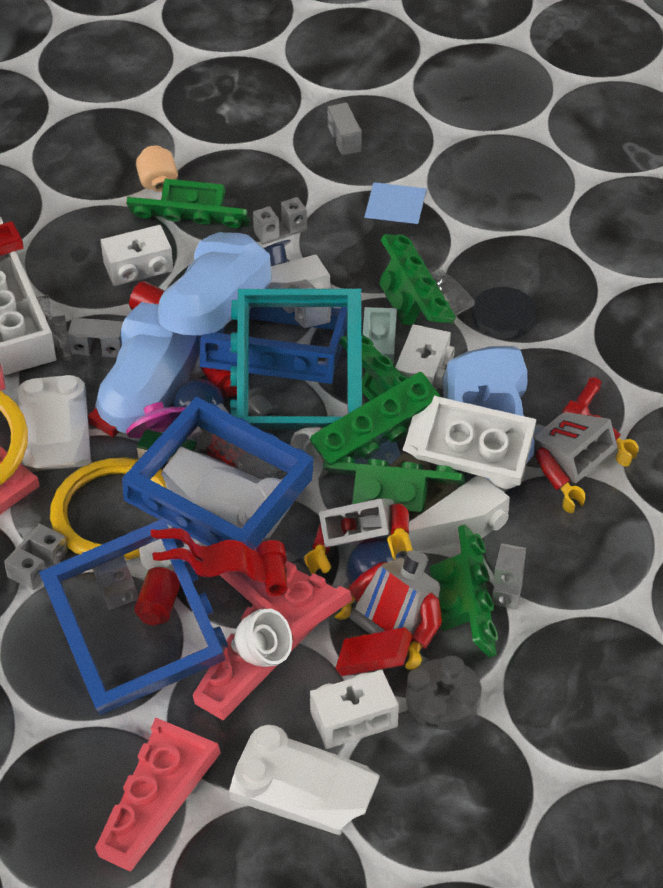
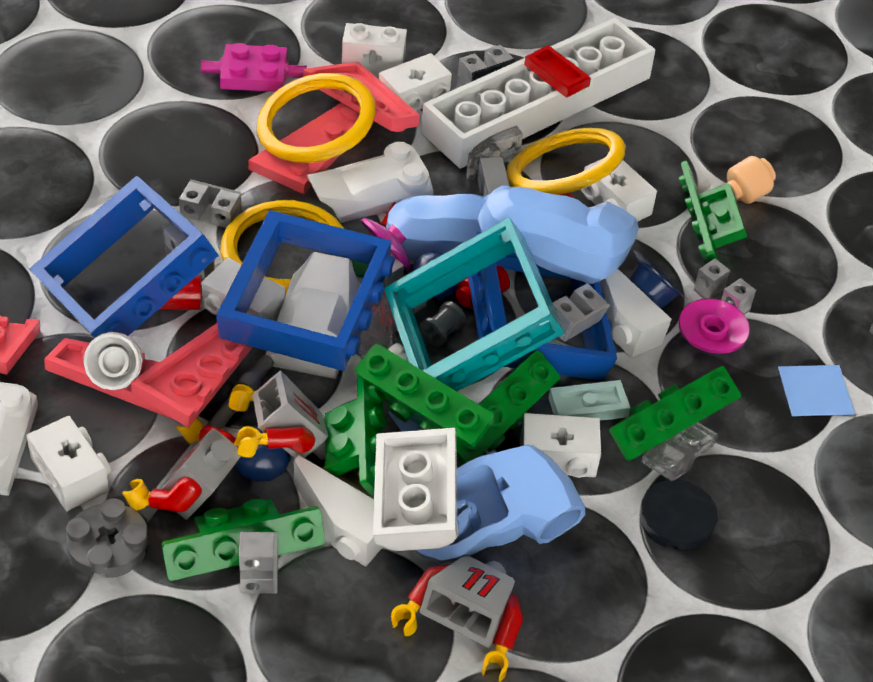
camera: 70 degrees right, 0 degrees up
(78, 240) = (575, 182): none -> yellow wedge
(261, 565) = (190, 308): red flag -> none
(320, 236) = (714, 326): none -> dark pink dish
(373, 651) = (135, 463): red tile -> none
(581, 405) = (538, 606): red piece -> none

